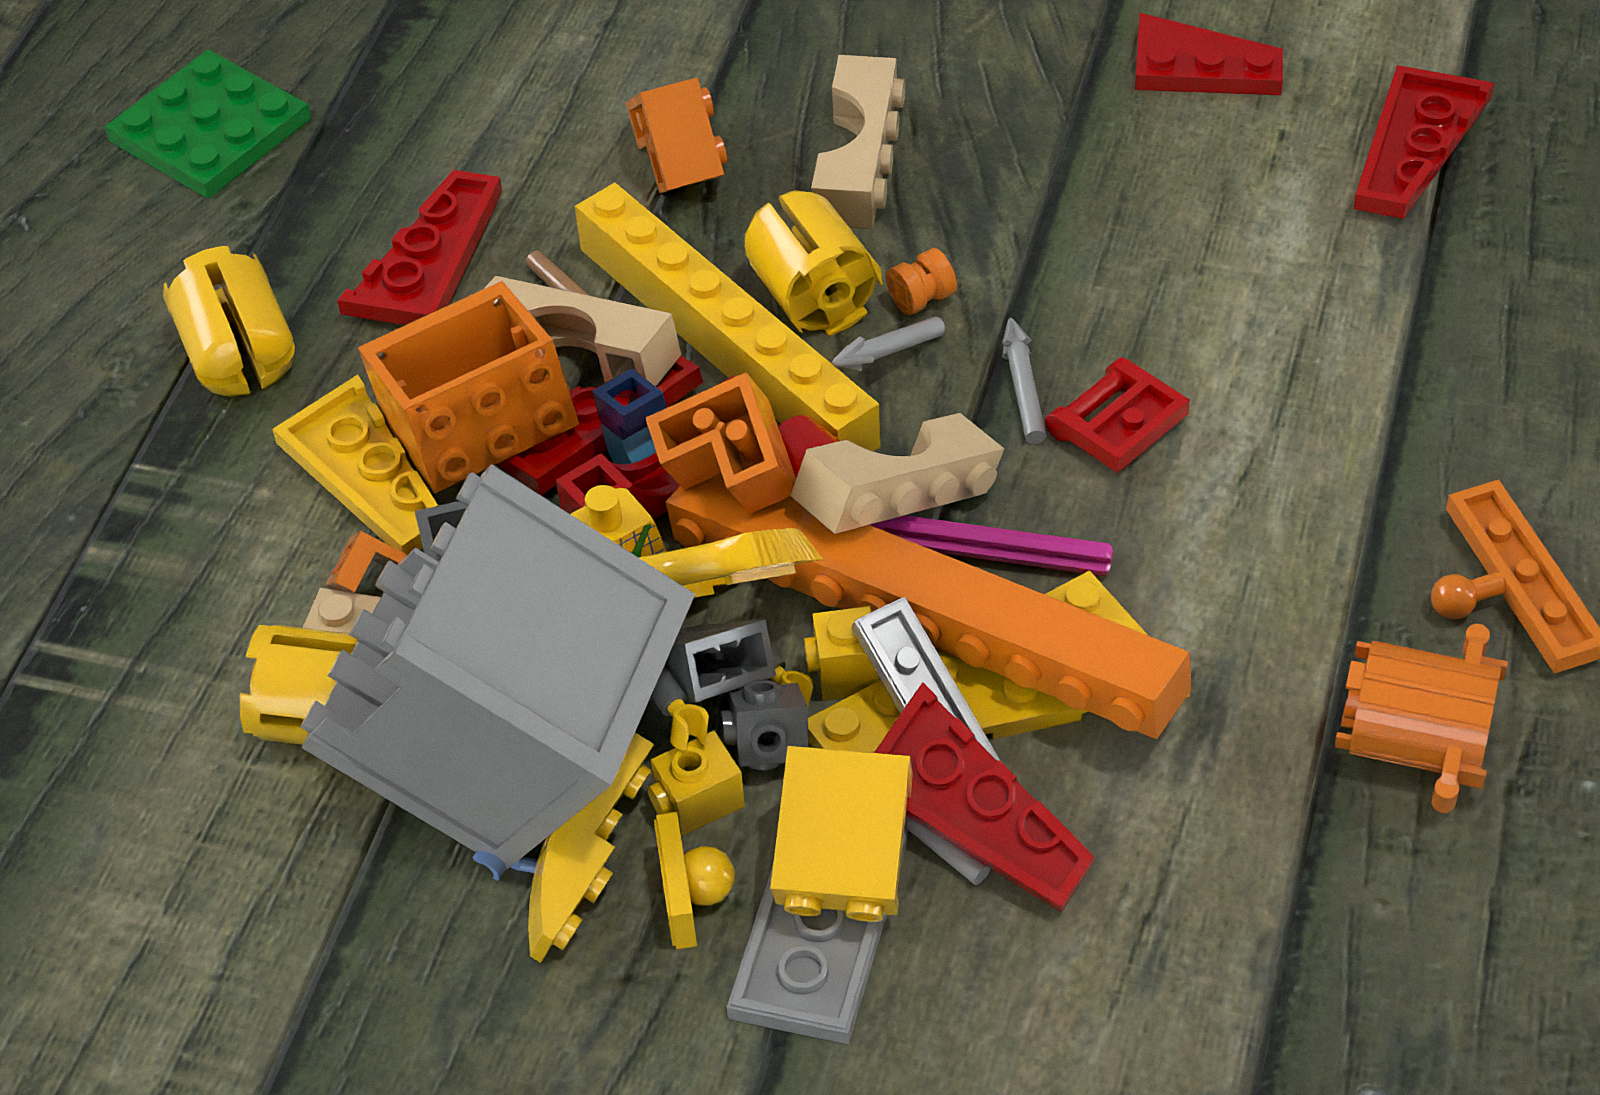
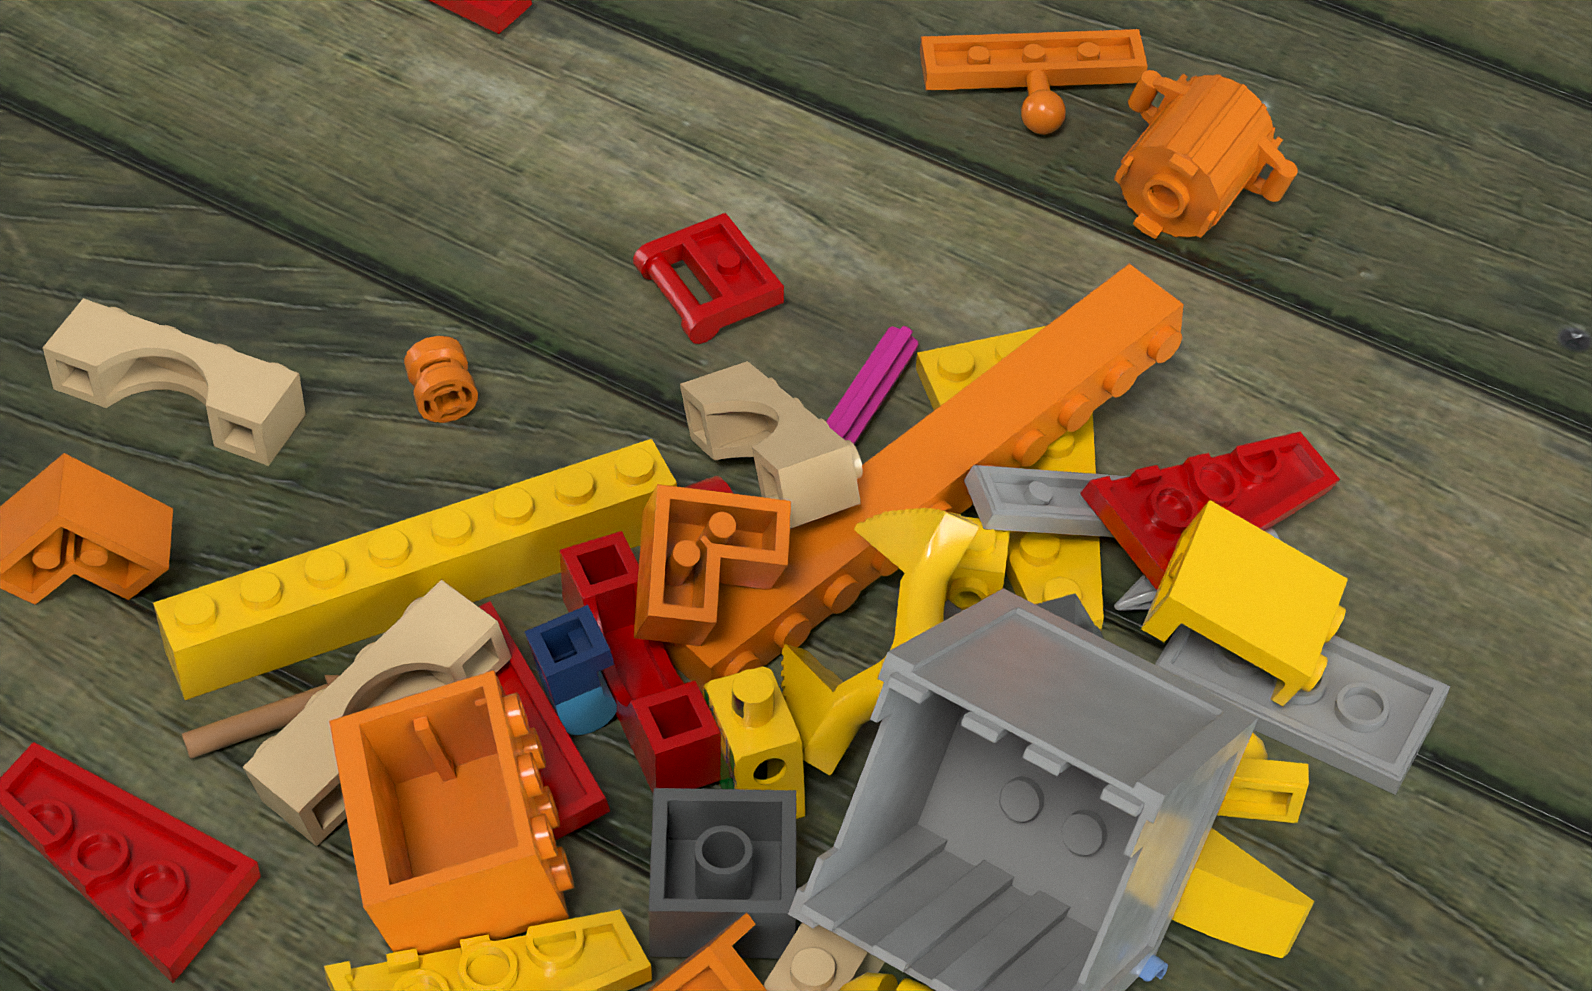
camera: 80 degrees left, 0 degrees up
(810, 260) = (375, 455): yellow cylinder -> none
(864, 352) = (554, 441): light grey piece -> none
(1017, 352) = (567, 332): light grey piece -> none
(1204, 61) = (207, 80): red wing -> none

